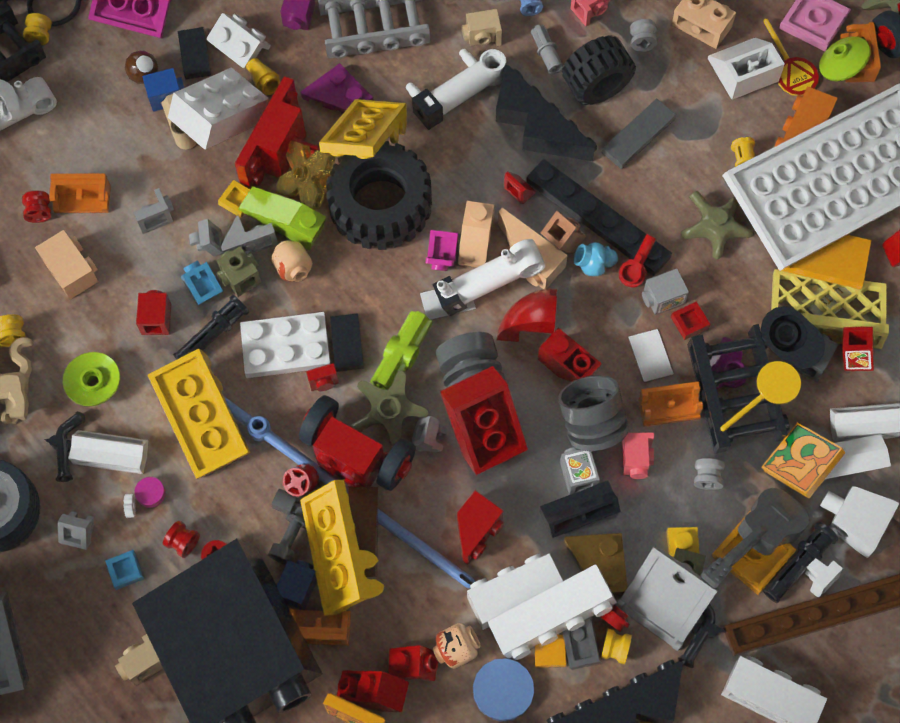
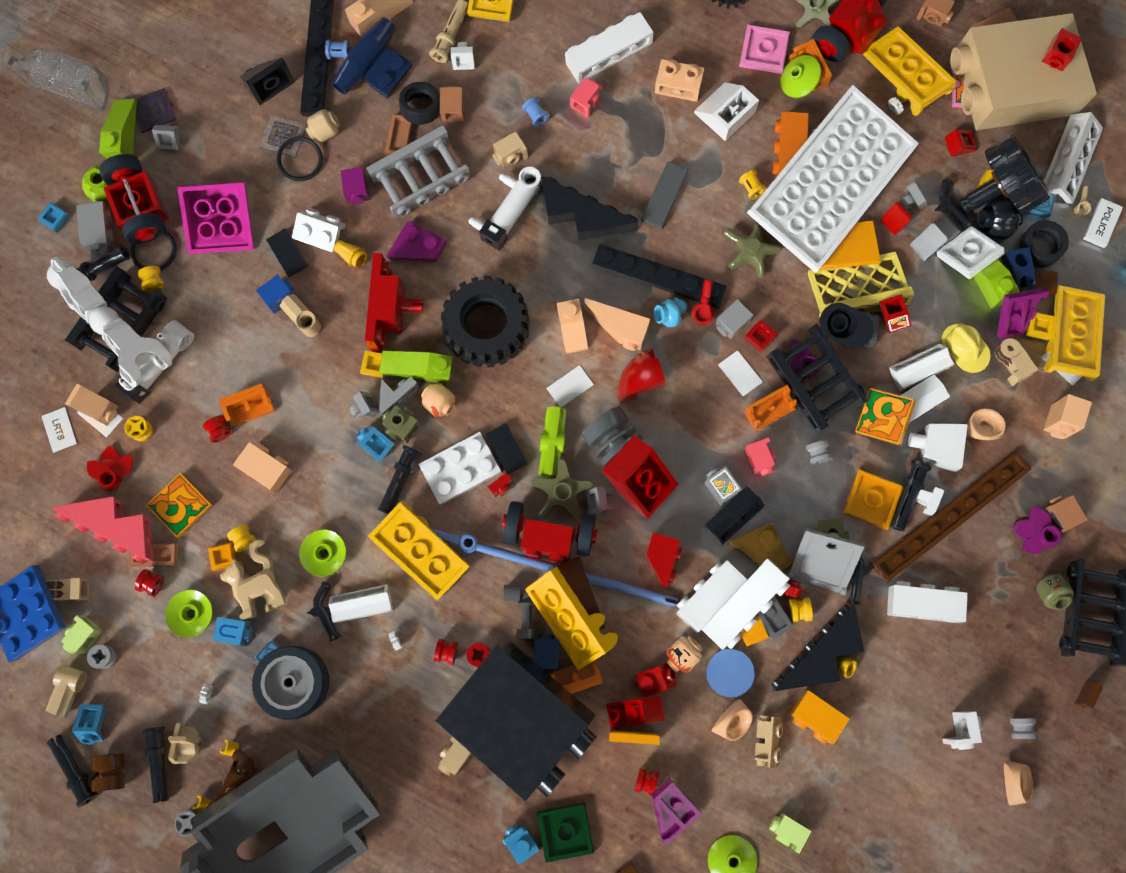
camera: 15 degrees left, 10 degrees up
(75, 530) = (362, 676): light grey tile -> none
(124, 569) = (412, 690): dark azure tile -> none
(140, 64) = (249, 281): reddish brown piece -> none
(149, 492) = (405, 623): dark pink tile -> none
(153, 313) = (348, 481): red brick -> none
(155, 215) = (314, 402): light grey bracket -> none
(217, 108) = (329, 296): white brick -> none
(294, 483) = (518, 578): red wheel -> none
(307, 174) = (424, 327): clear yellow plant -> none
(365, 128) = (454, 273): yellow hinge -> none
(442, 249) = (551, 348): dark pink bracket -> none
(518, 187) = (589, 274): red slope -> none
(520, 261) = (617, 339): white piece -> none
(547, 49) = (566, 150): light grey axle -> none
(563, 232) = (640, 301): nougat brick -> none
(567, 357) = (682, 402): red slope -> none
(593, 413) = (719, 439): dark grey wheel -> none
(598, 70) = (616, 156): black tyre -> none
(643, 35) = (638, 111): light grey wheel -> none
(682, 538) = (818, 510): yellow plate -> none
(773, 521) = (880, 472): dark grey piece -> none
(777, 383) = (846, 365): yellow piece -> none
(797, 71) = (770, 98): piece -> none

